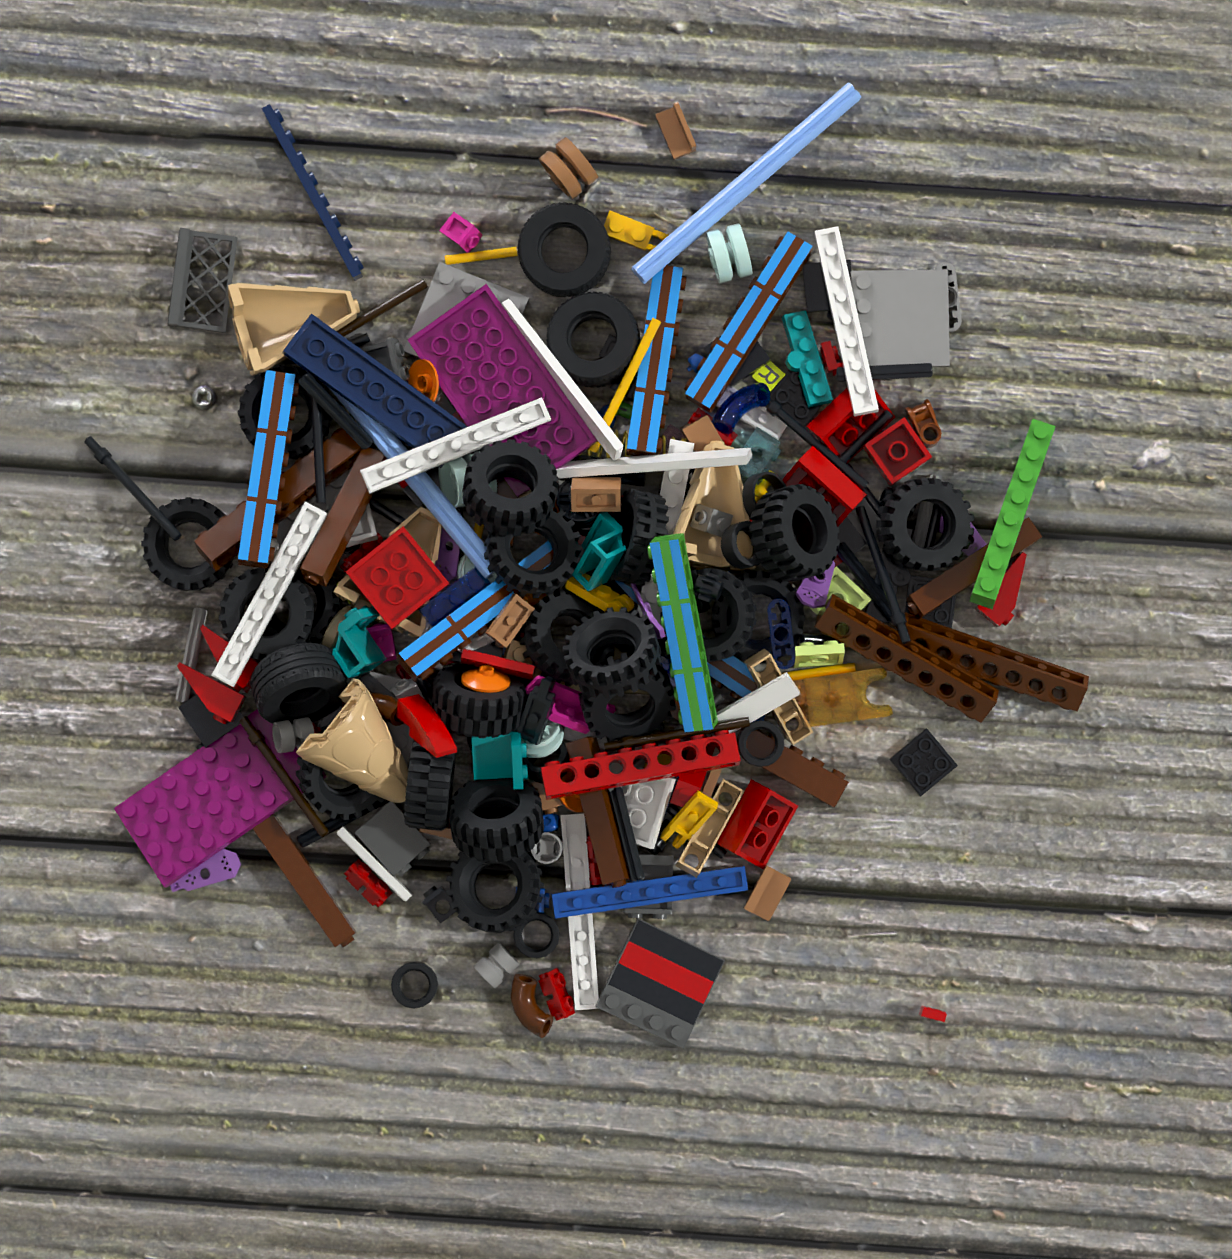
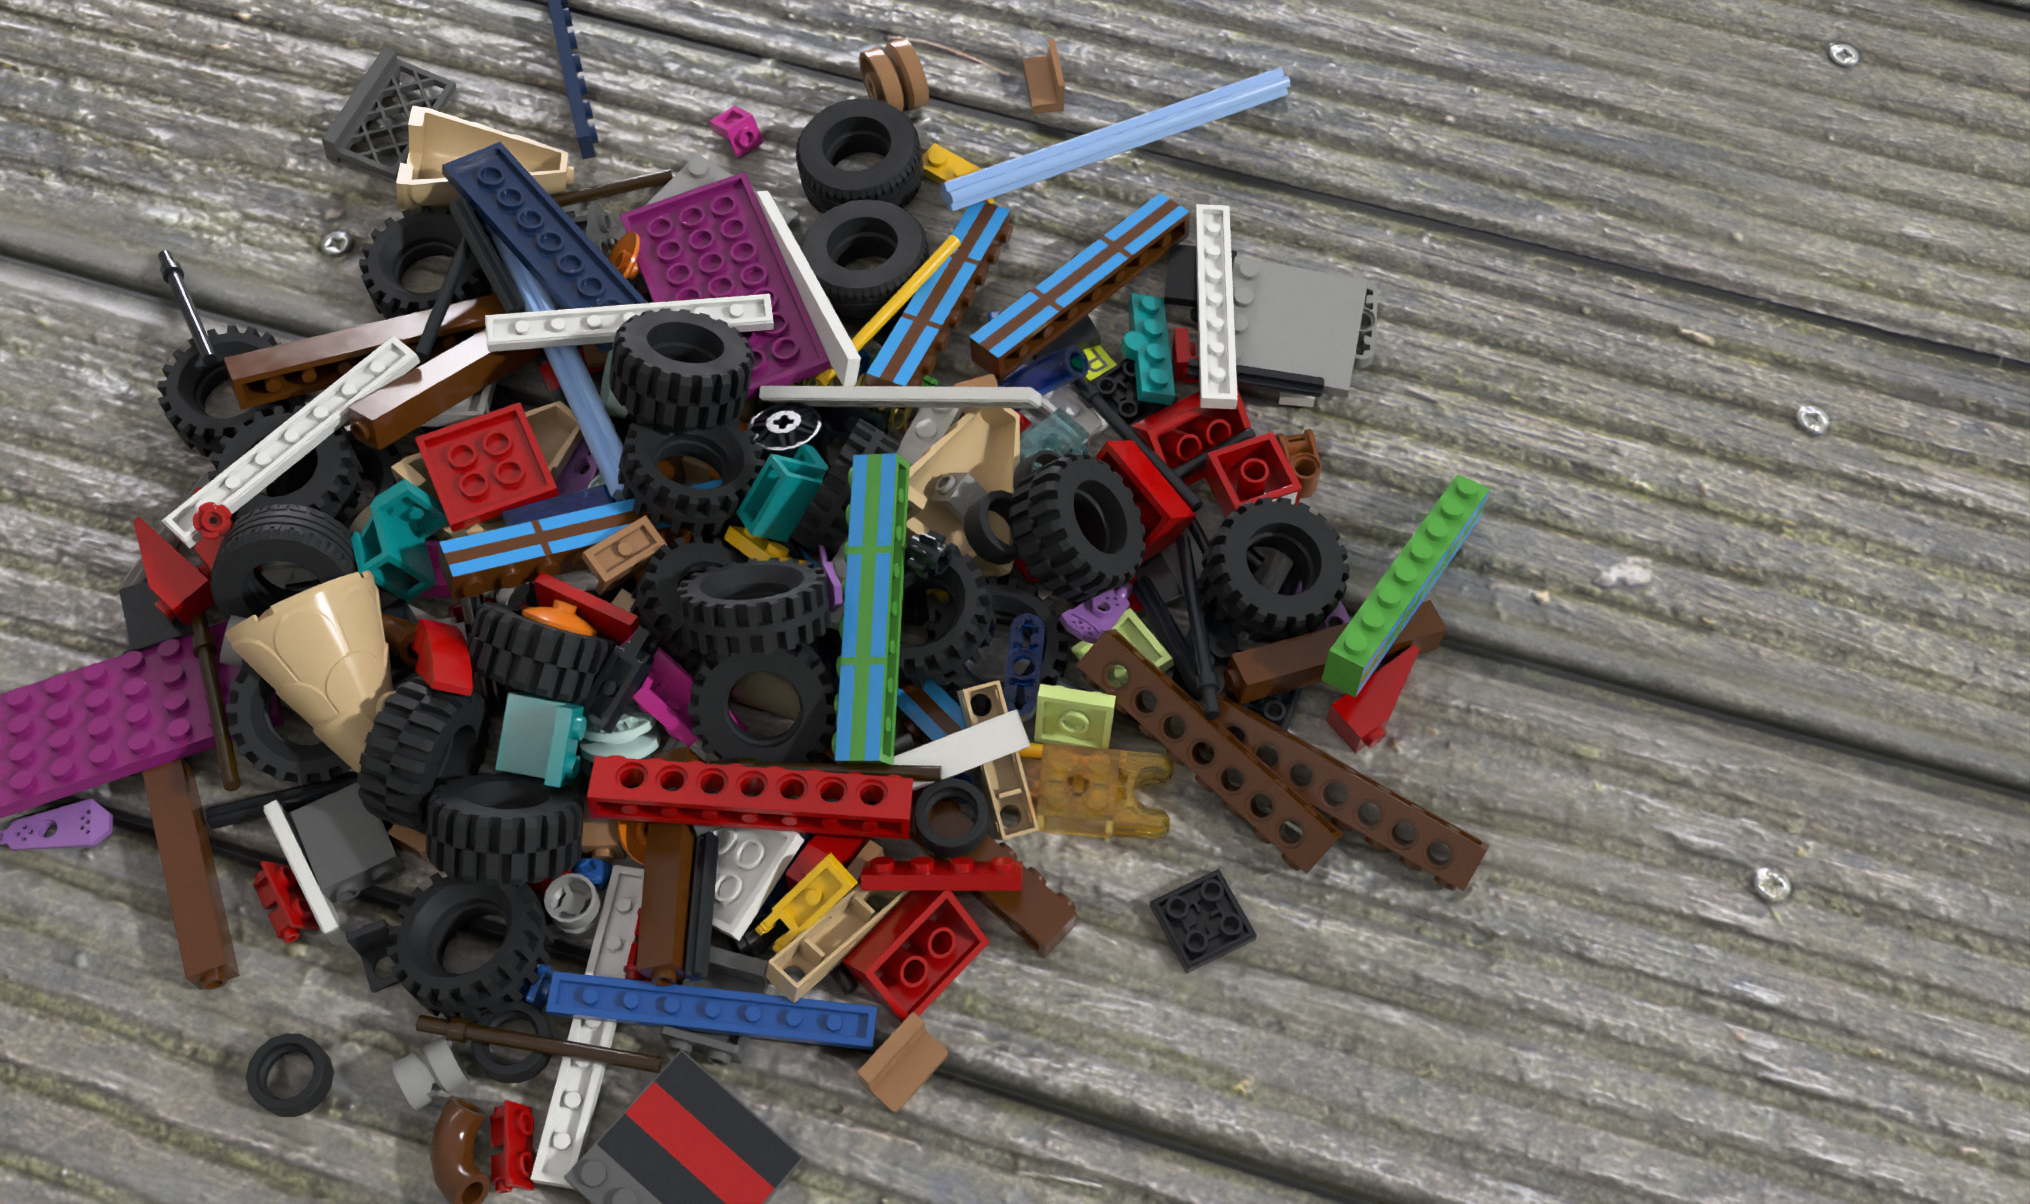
camera: 15 degrees right, 25 degrees down
(241, 667) = (208, 530): none -> red plate
(266, 469) = (358, 299): brick -> none
(481, 255) = (752, 160): yellow bar -> none
(508, 939) = (461, 1030): none -> dark brown bar
(596, 494) = (802, 420): medium nougat panel -> none
(732, 252) = (1075, 204): light aqua wheel -> none
(764, 782) = (951, 875): none -> red plate

